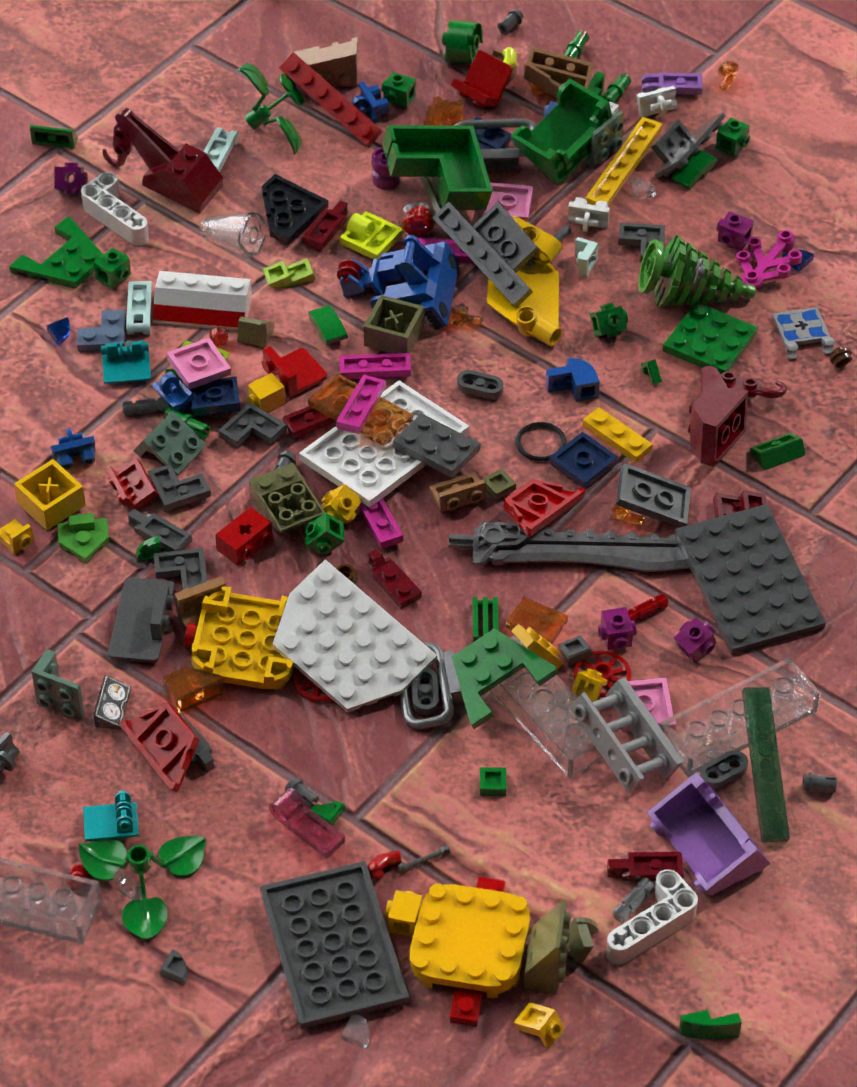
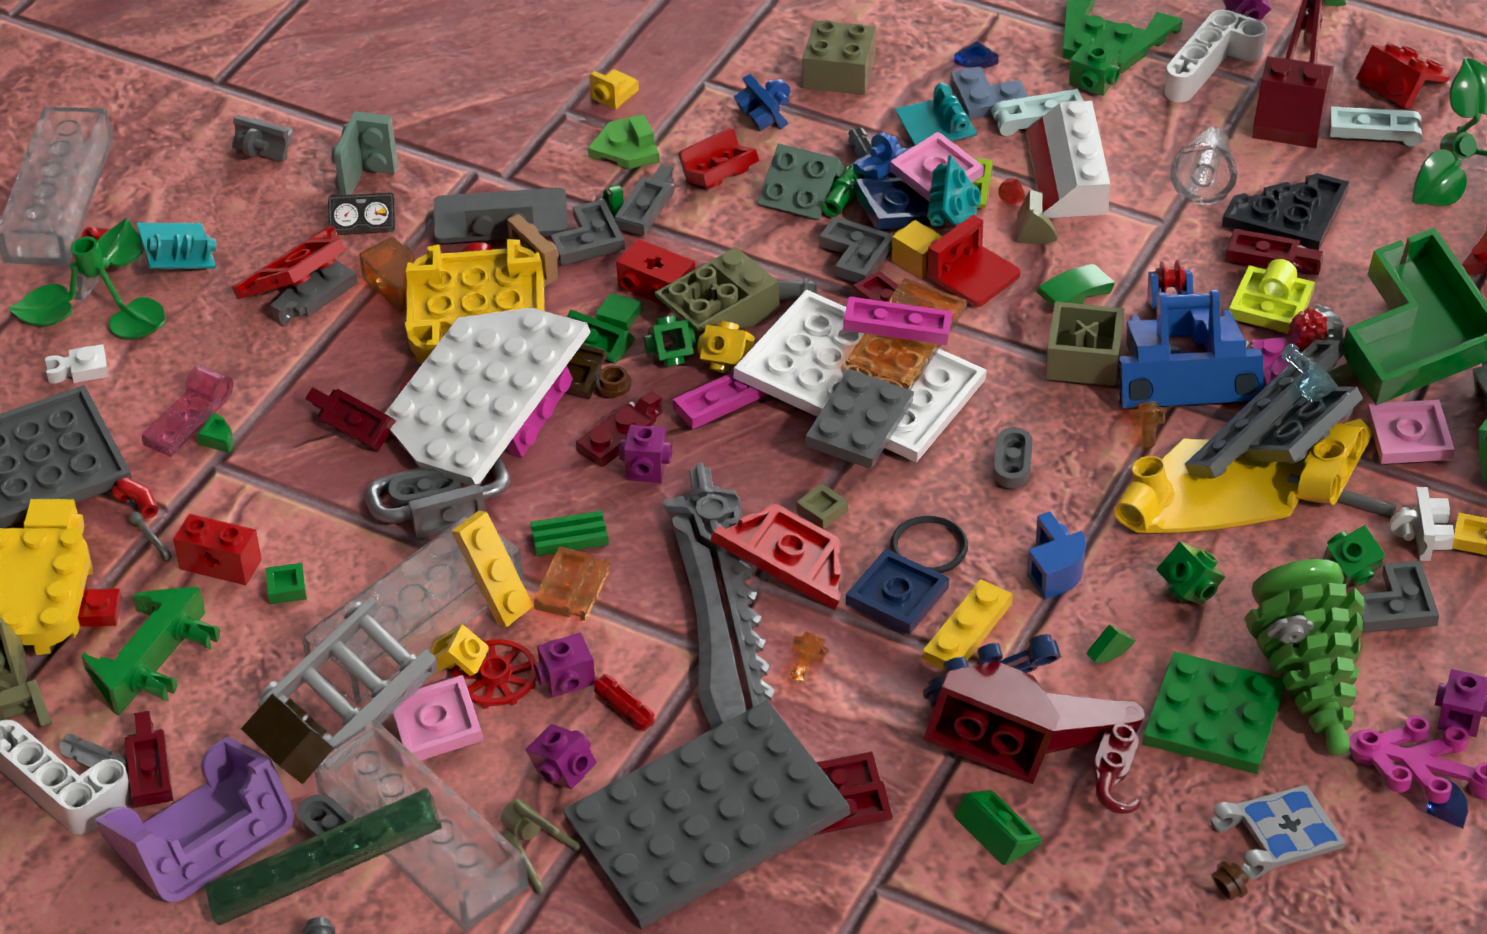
camera: 80 degrees right, 5 degrees down
(41, 399) = (839, 57): none -> olive brick
(49, 494) = (674, 92): yellow brick -> none
(175, 124) = (1398, 72): none -> red bracket
(175, 492) = (723, 202): dark grey plate -> none
(223, 894) = (82, 365): none -> white plate
(229, 351) = (952, 195): none -> teal hinge
(270, 566) = (619, 311): none -> green tile
(285, 276) = (1161, 235): lime slope -> none
(290, 580) = (605, 336): none -> green slope
(306, 794) = (243, 396): dark grey pin -> none
(340, 726) = (352, 417): none -> dark red hinge
(375, 365) = (1011, 345): dark pink plate -> none
(429, 564) = (645, 453): none -> magenta brick
(458, 492) = (791, 464): medium nougat bracket -> none
(459, 812) = (217, 549): none -> red brick
(479, 220) = (1314, 381): none -> clear light blue bar
(488, 664) = (431, 520): green wing -> none
(573, 877) = (137, 664): none -> green hose
(575, 650) = (527, 632): dark grey tile -> none
(586, 255) = (1319, 530): light aqua bracket -> none
(613, 247) = (1356, 555): none -> green brick
(653, 496) = (833, 670): dark grey plate -> none
(675, 764) = (288, 738): none -> dark brown brick
(681, 425) = (1041, 651): none -> dark blue plant
(740, 668) = (525, 823): none -> olive plant

